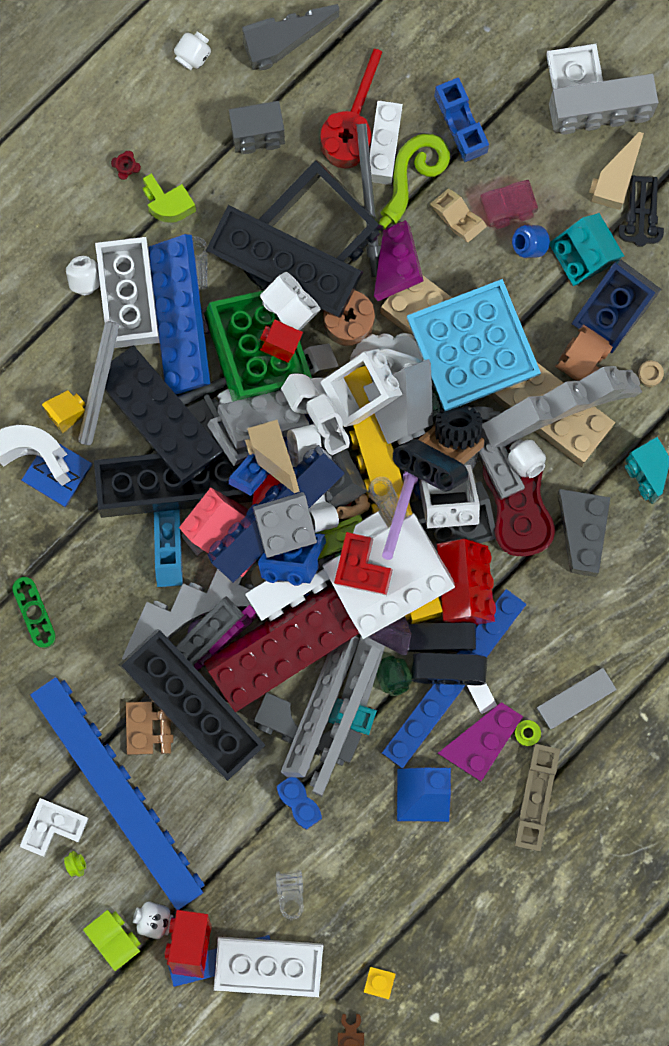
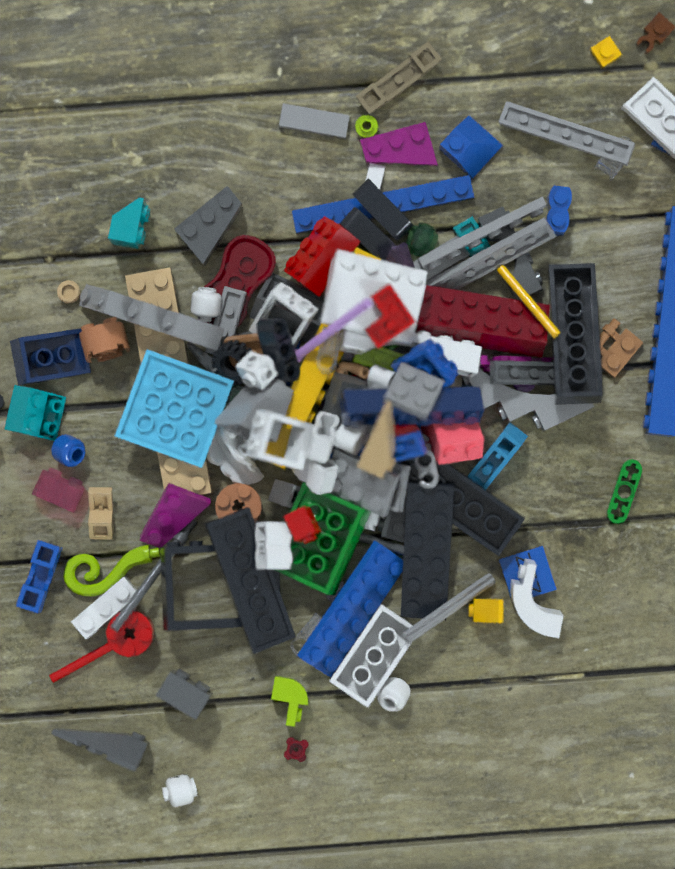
camera: 135 degrees left, 5 degrees up
(213, 480) = (430, 469): none -> light grey piece
(255, 696) = (528, 301): none -> yellow bar
(349, 875) = (567, 133): none -> light grey plate
(432, 430) = (256, 370): none -> white brick

